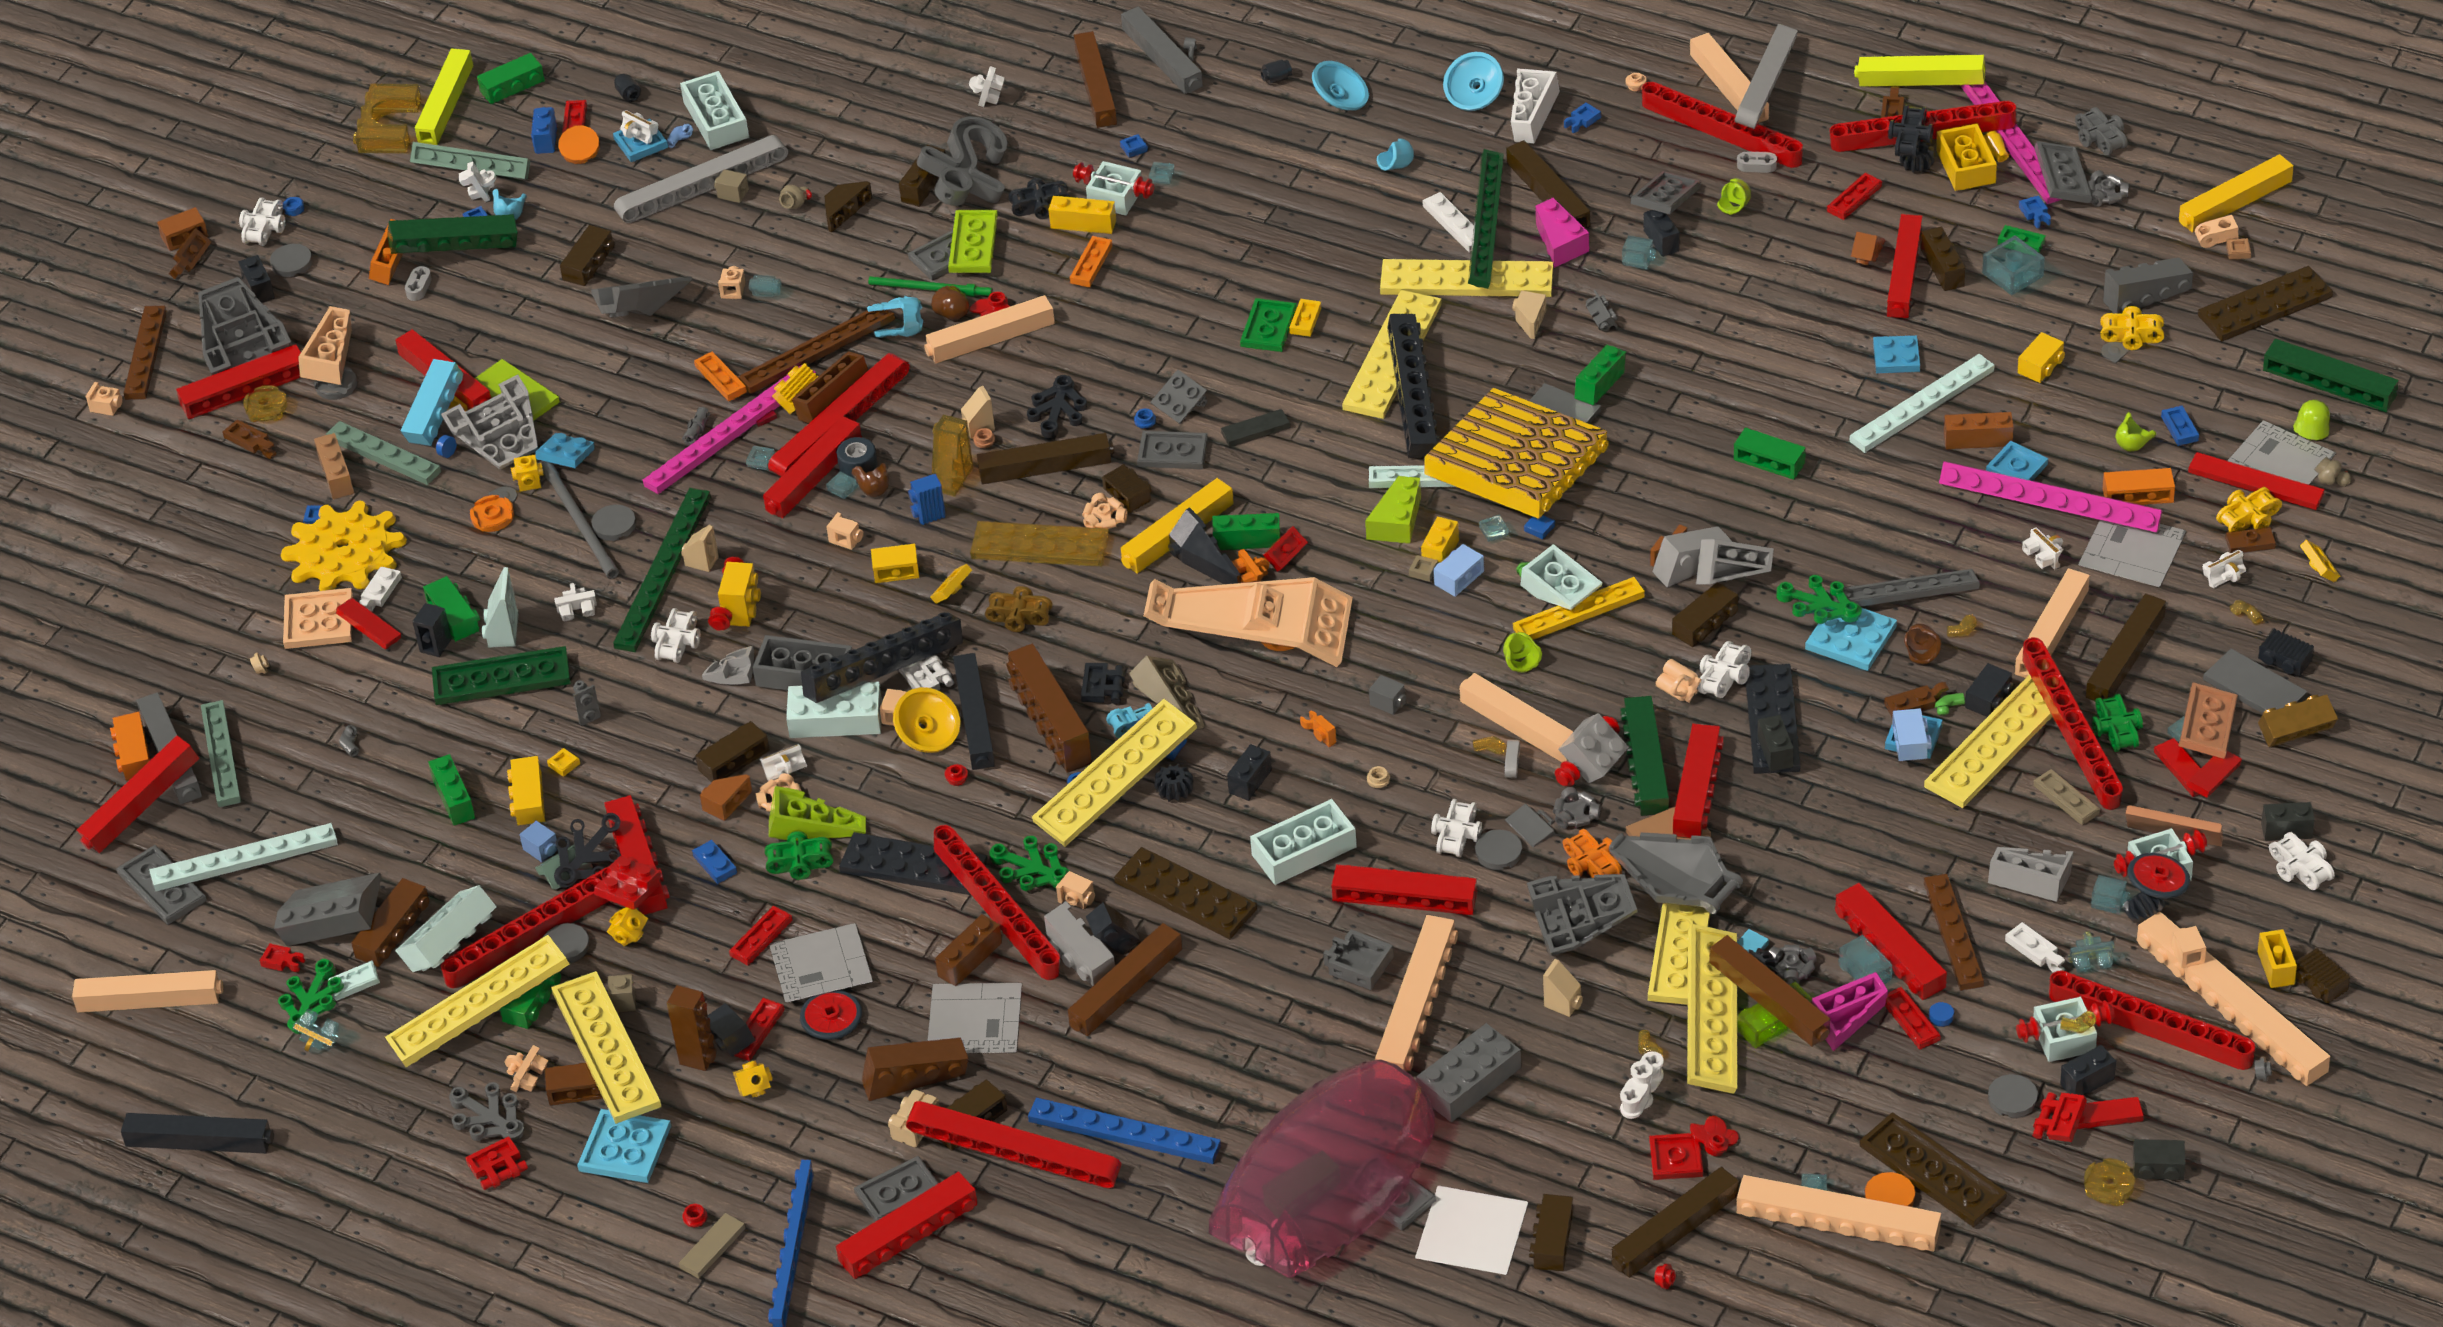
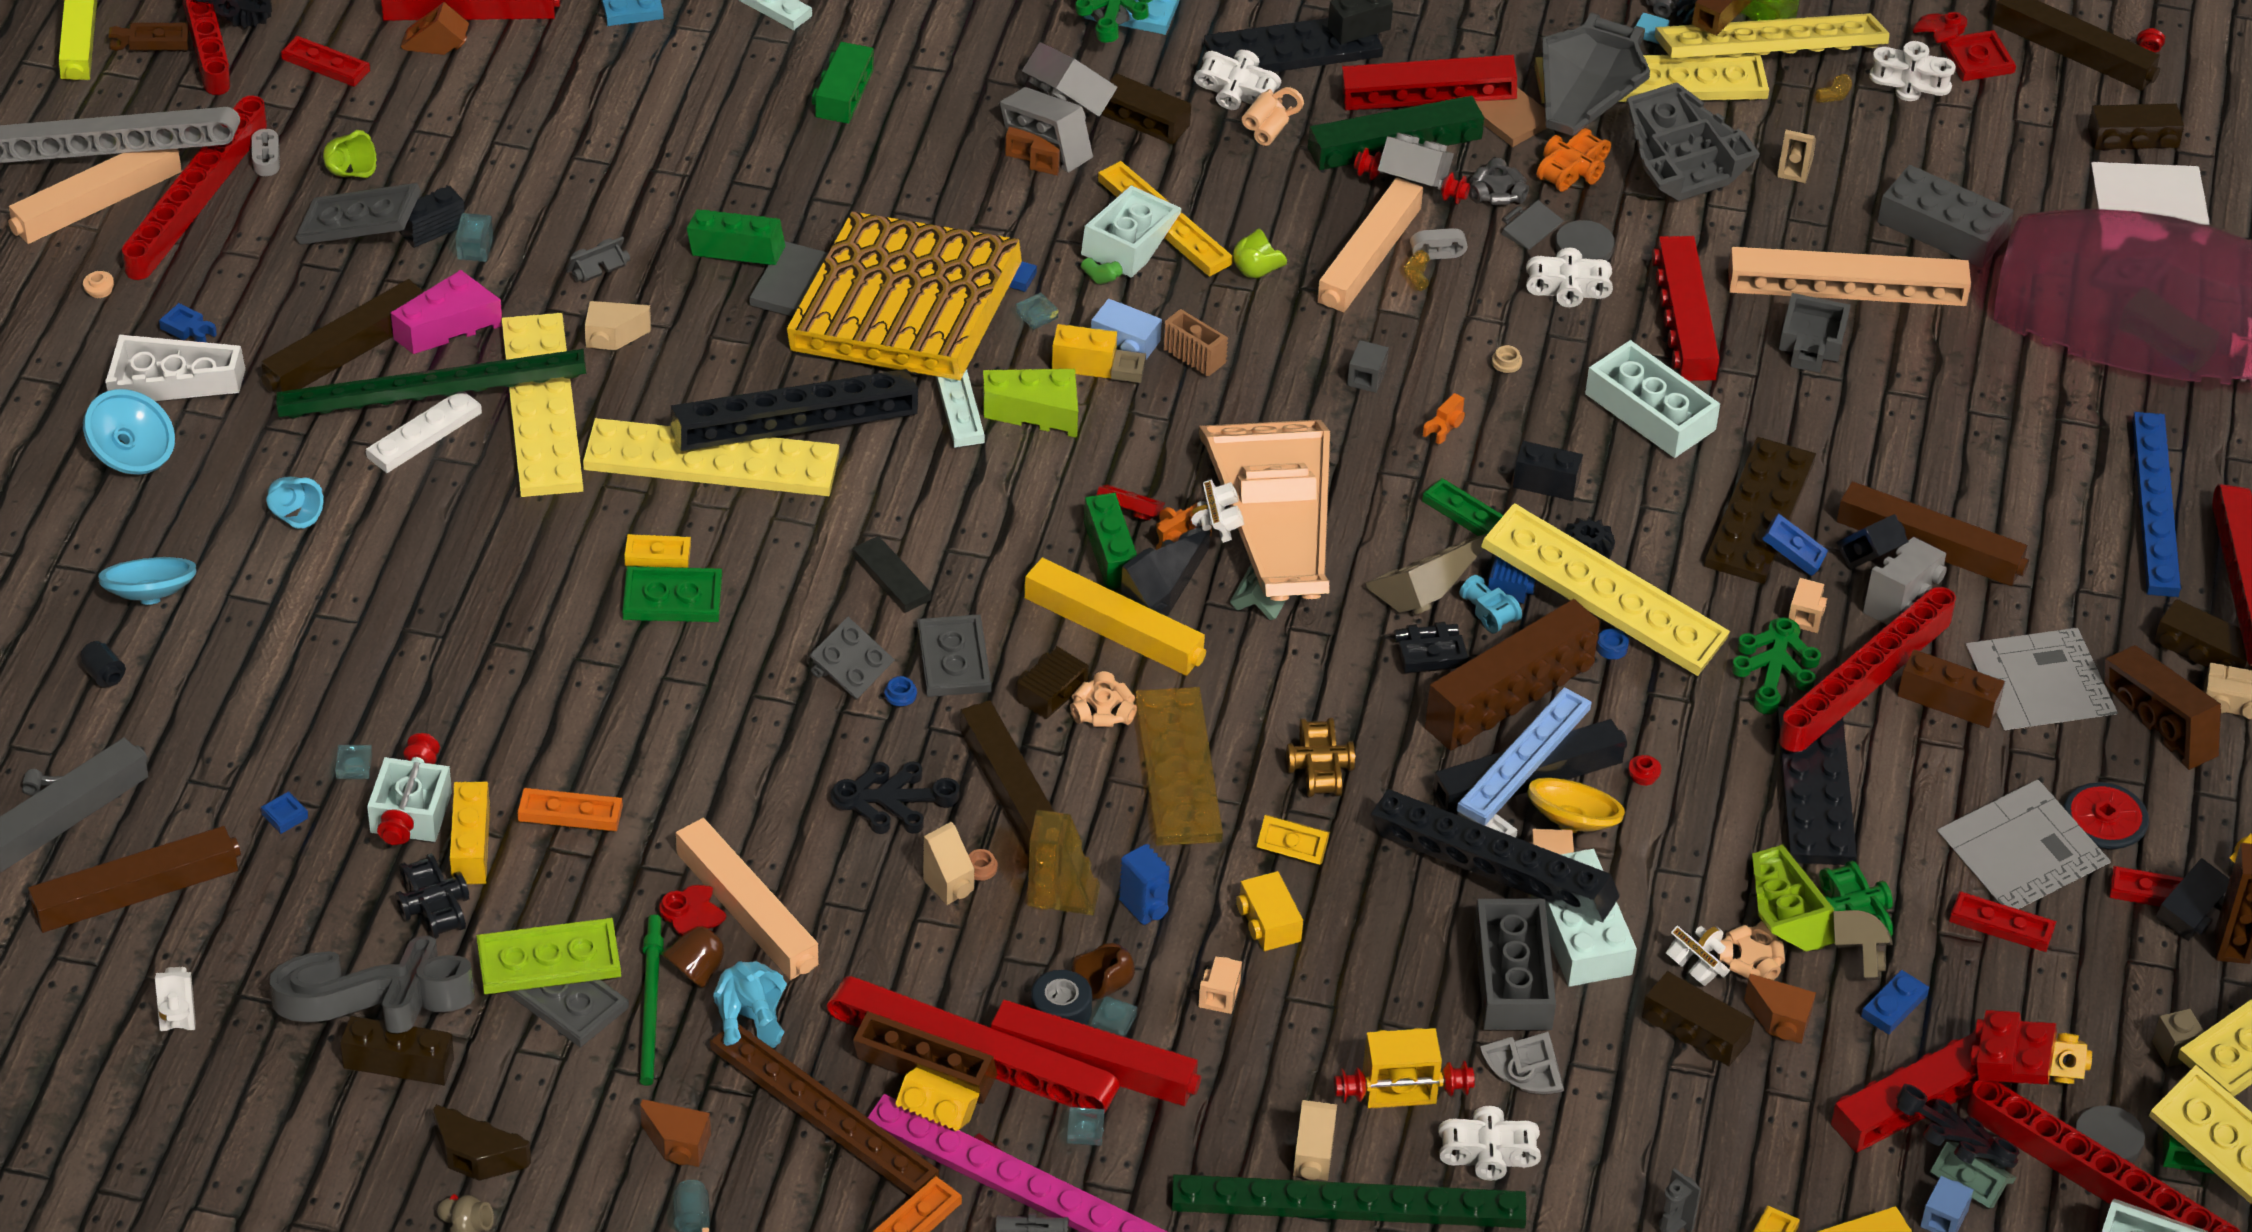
camera: 110 degrees left, 0 degrees up
(755, 839) = (1863, 930): none -> dark tan brick
(821, 284) = (676, 1131): none -> dark orange slope
(970, 696) = (1524, 756): none -> light blue tile
(1132, 892) = (1795, 544): none -> blue plate
(1230, 730) = (1461, 507): none -> green tile
(1240, 572) = (1215, 511): none -> white hips
(1430, 599) = (1195, 342): none -> medium nougat brick

